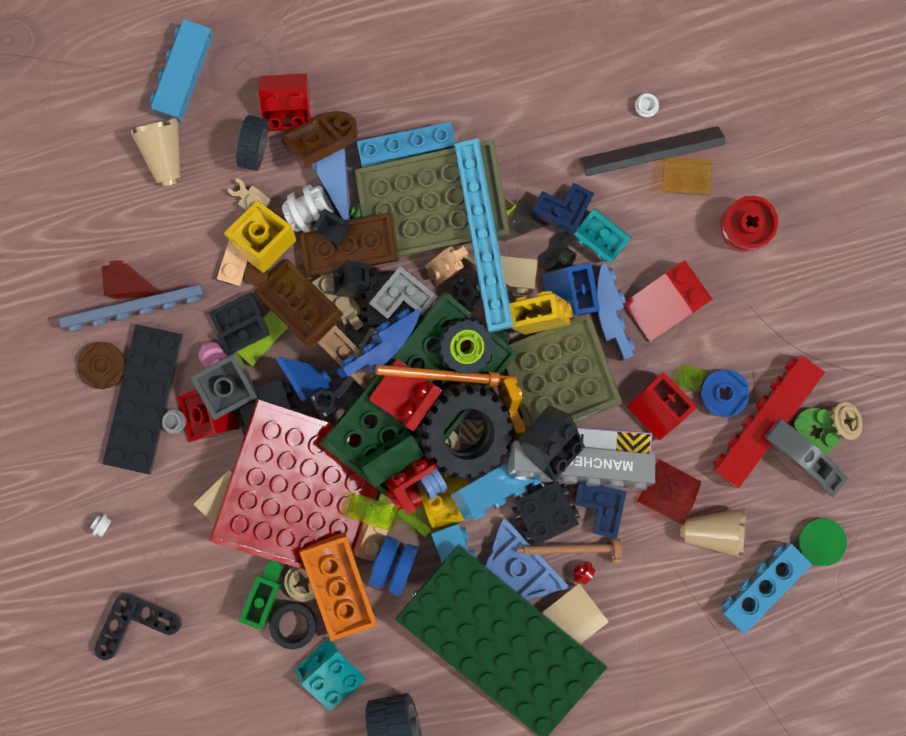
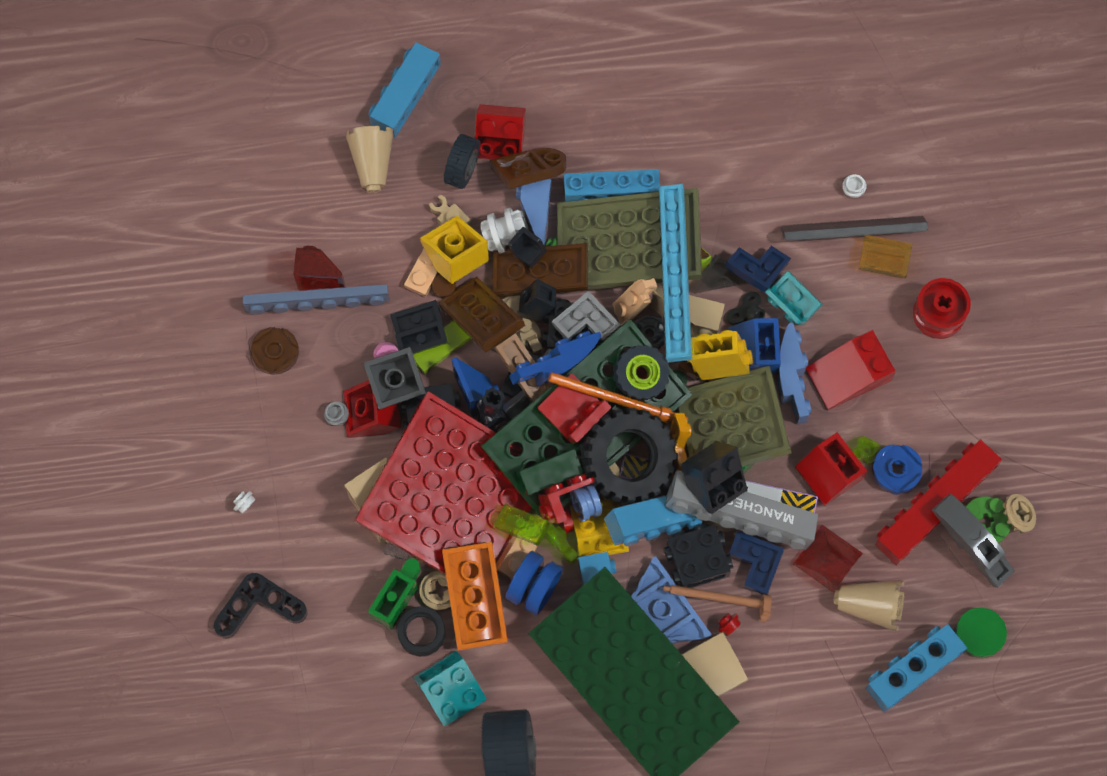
camera: 10 degrees right, 15 degrees down
(143, 399) = (309, 389): black plate -> none

